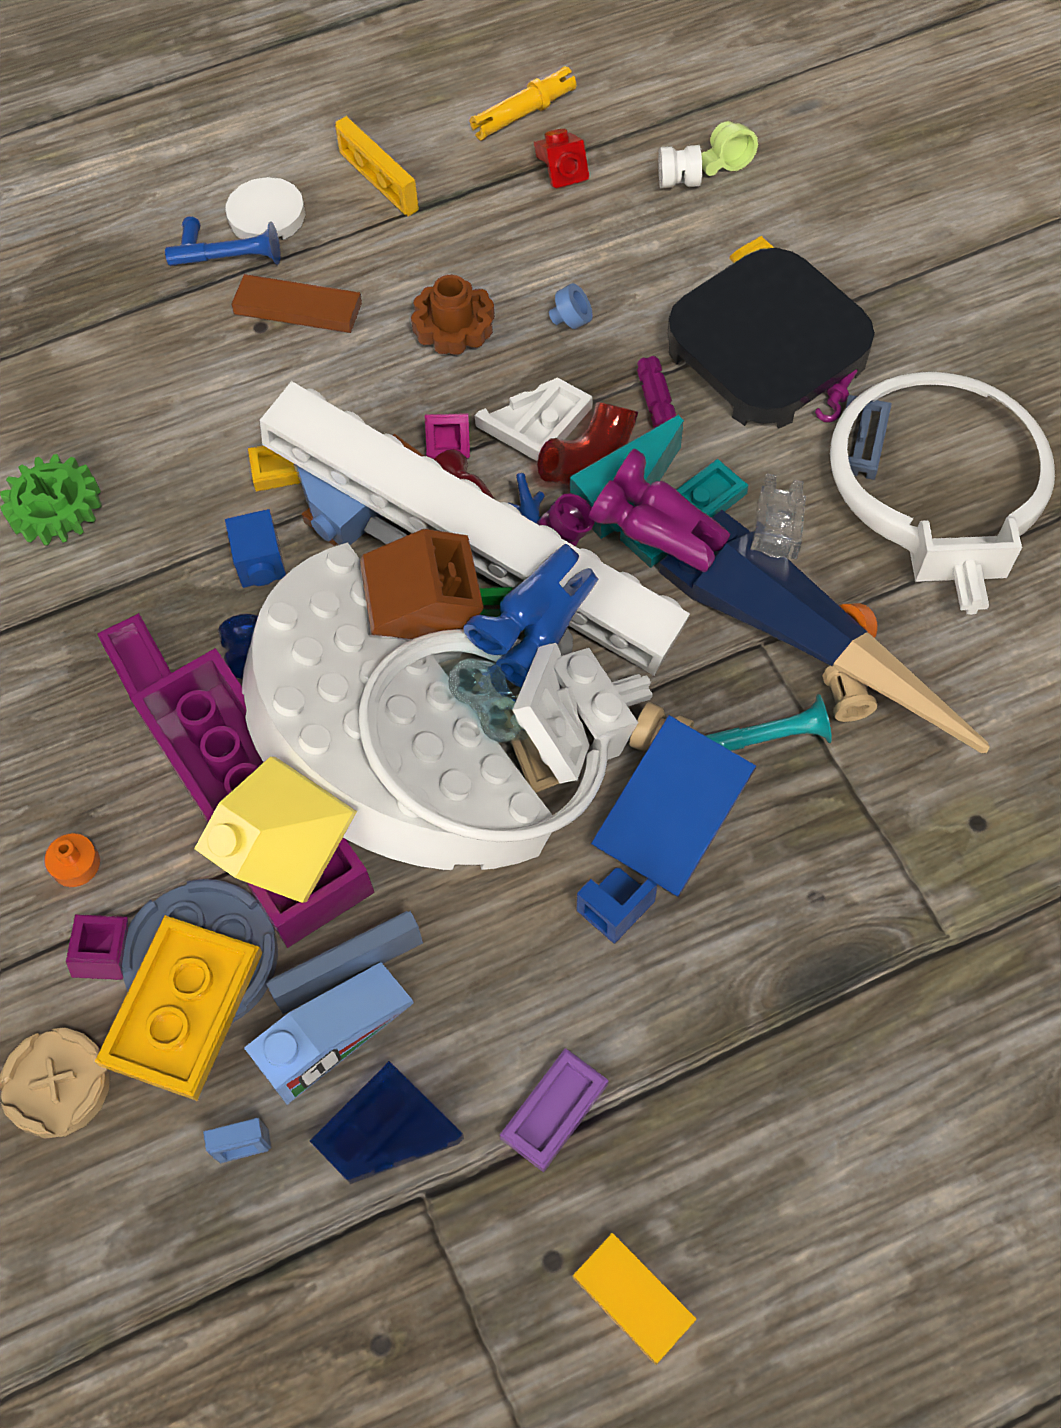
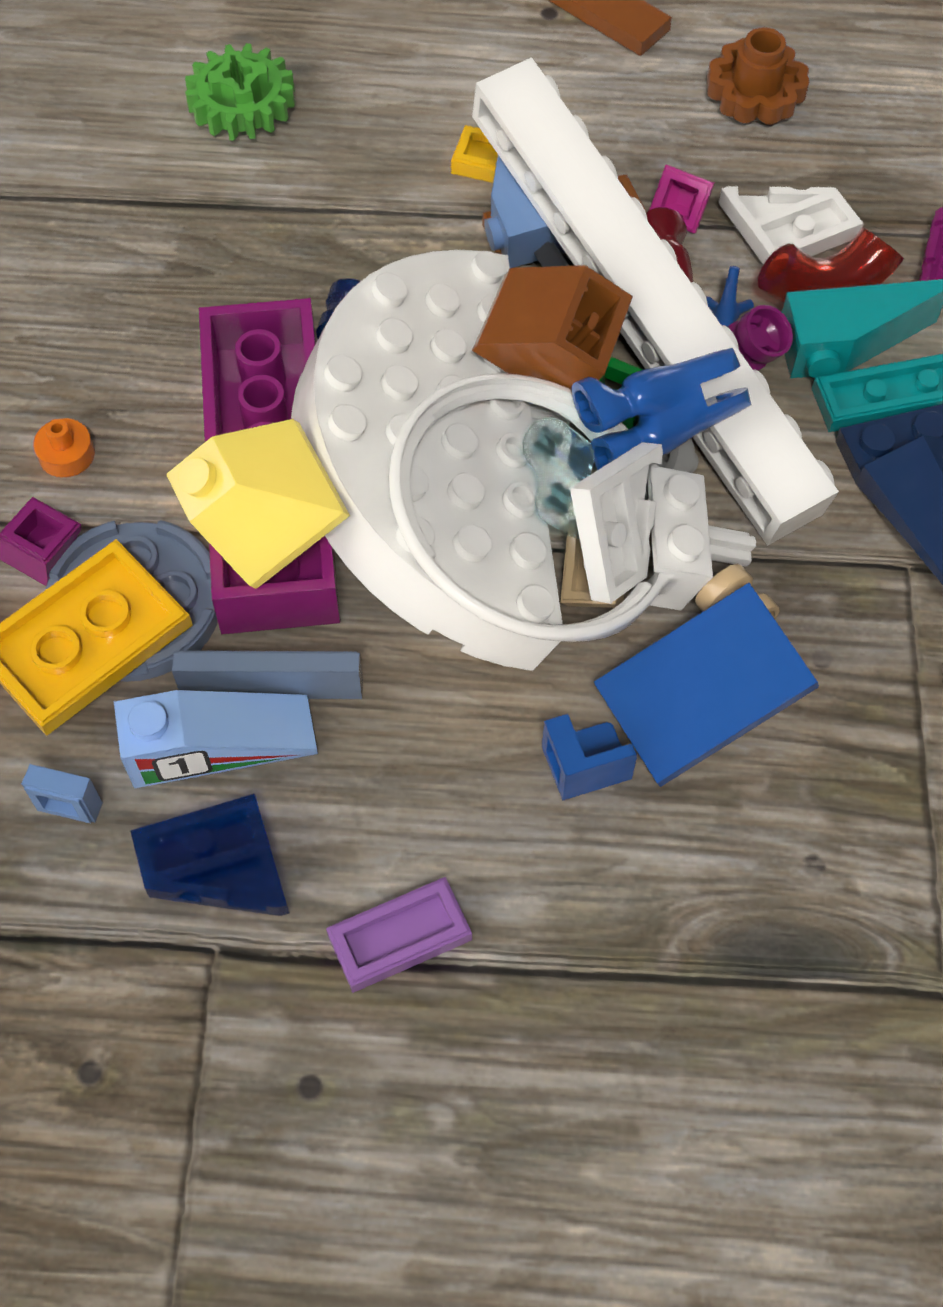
camera: 25 degrees right, 0 degrees up
(134, 654) = (236, 272): magenta tile -> none
(255, 548) = (414, 220): blue brick -> none
(571, 307) = (895, 122): medium blue tile -> none
(634, 1298) = (370, 1171): yellow tile -> none
(660, 515) = (862, 372): magenta piece -> none
(811, 721) = (913, 671): teal piece -> none

